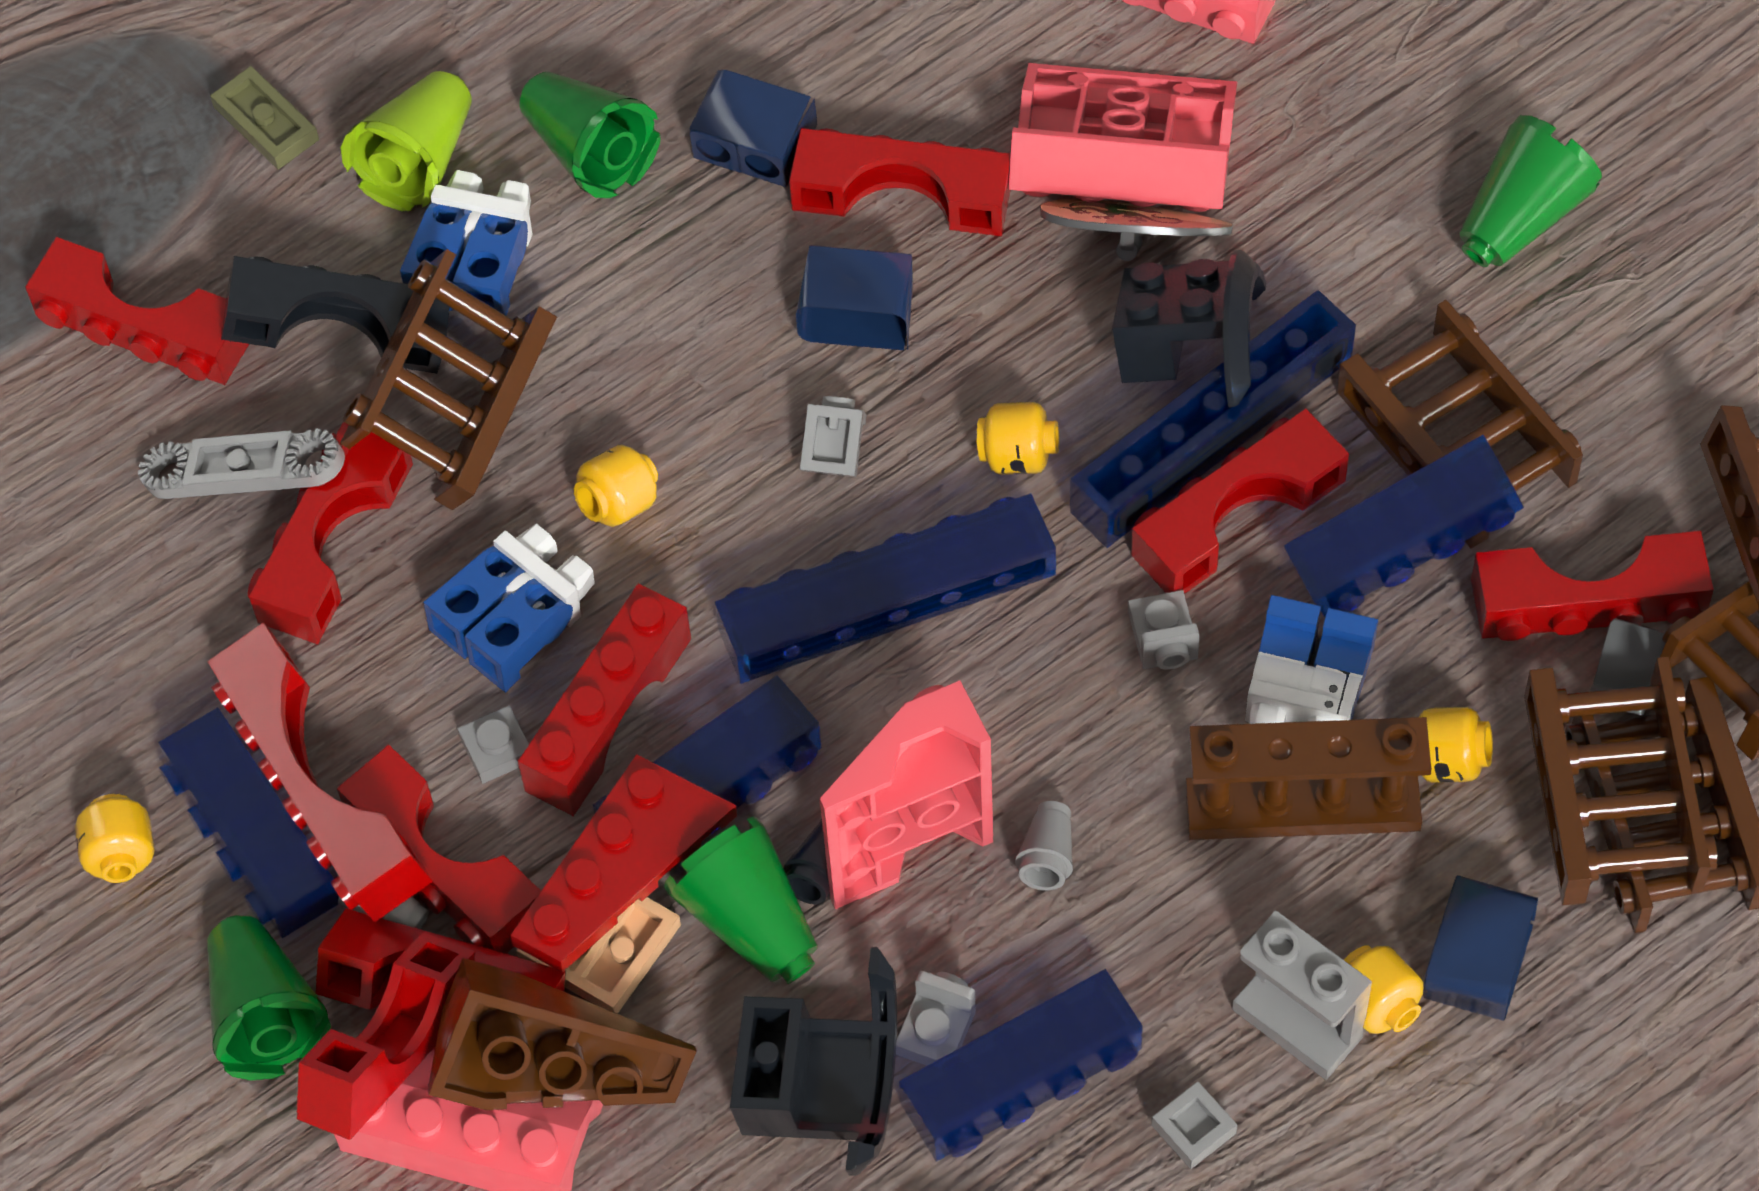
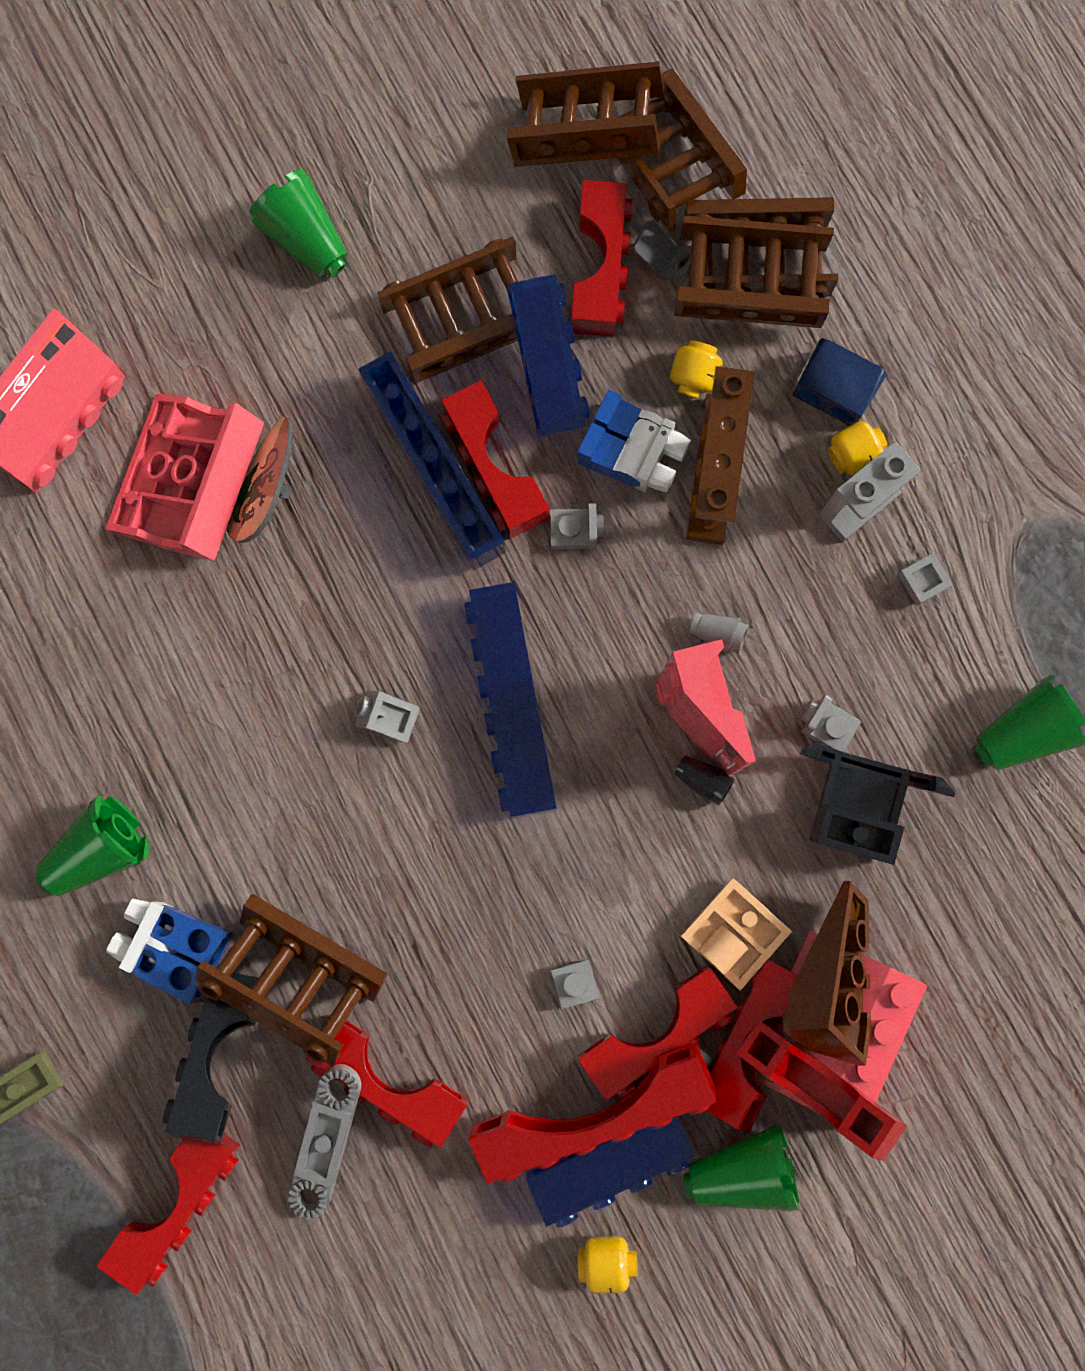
camera: 85 degrees left, 20 degrees up
(408, 141) = (69, 980): lime cone -> none
(509, 604) = (461, 953): blue hips -> none
(575, 738) = (563, 903): red arch -> none
(616, 485) = (395, 871): yellow head -> none
(623, 852) = (698, 907): red wing -> none
(747, 746) = (633, 843): clear blue brick -> none
(747, 901) = (732, 831): green cone -> none
(750, 126) = (117, 729): dark blue piece -> none
(841, 168) = (202, 588): red arch -> none
(855, 298) = (278, 680): dark blue piece -> none
(1017, 438) = (416, 592): yellow head -> none
(1021, 1066) = (872, 676): clear blue brick -> none
(1181, 303) = (354, 455): black piece -> none

